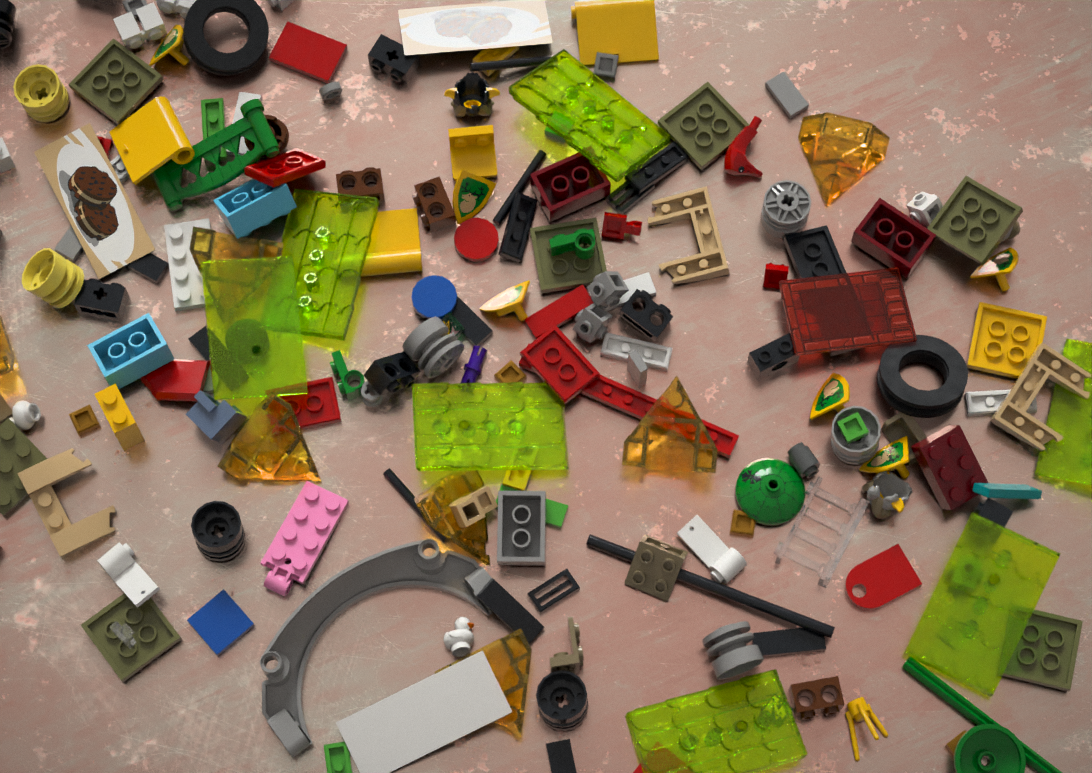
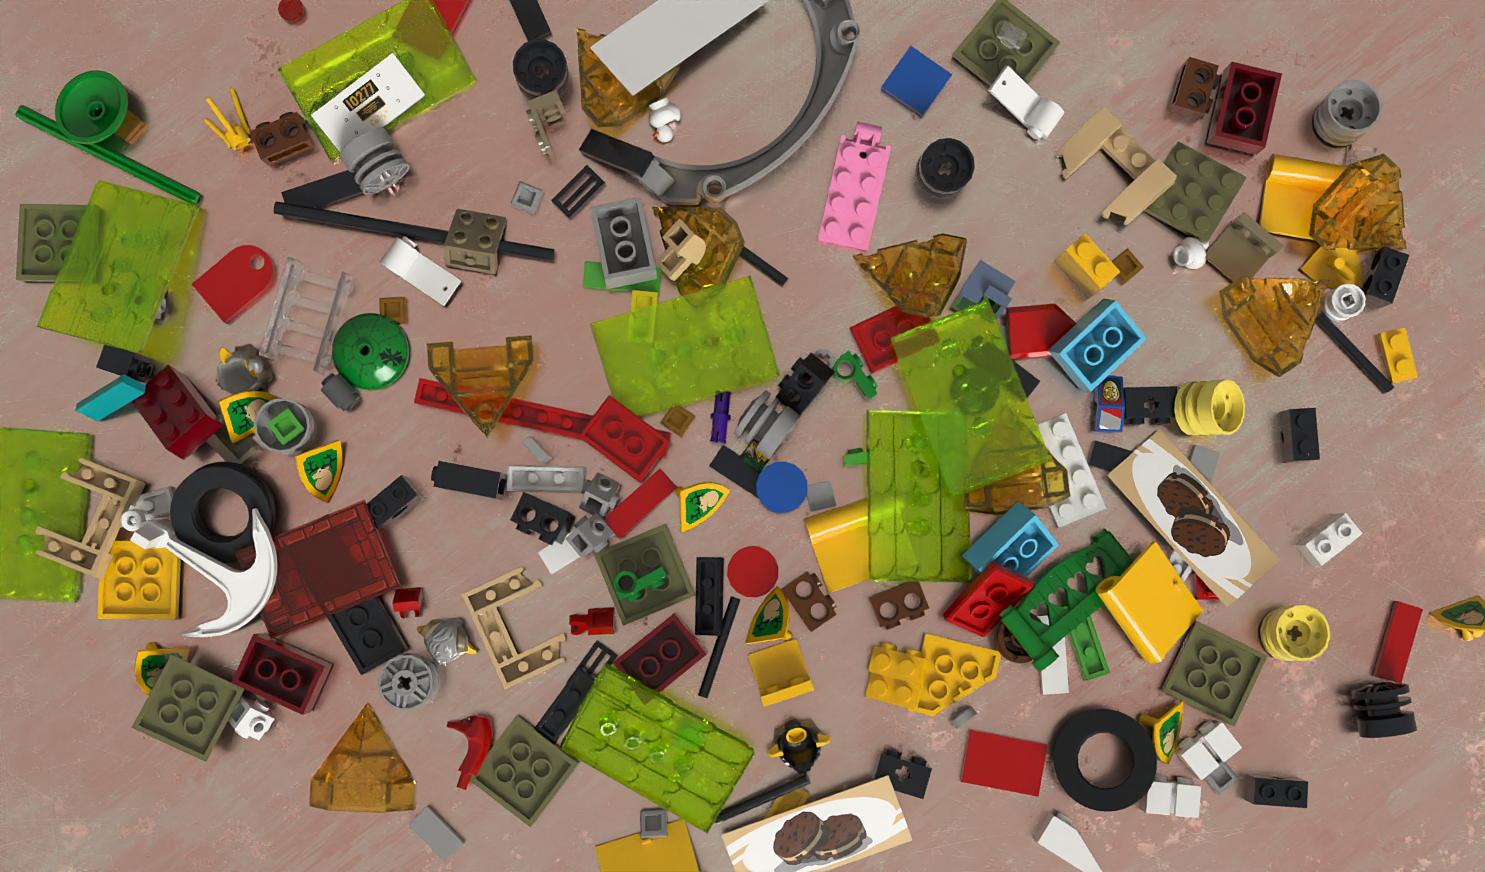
camera: 170 degrees right, 15 degrees up
(135, 301) = (1110, 404): none -> slope
(333, 126) = (953, 672): none -> yellow plate
(365, 309) = (855, 457): none -> bright green plate
(377, 131) = (896, 676): none -> yellow plate
(402, 287) = (820, 496): none -> light grey tile
(601, 596) = (527, 198): none -> light grey tile
(701, 356) = (469, 480): none -> black brick
(729, 704) = (369, 102): none -> white tile
(749, 237) = (446, 640): none -> light grey hair
(912, 306) = (245, 589): none -> white piece

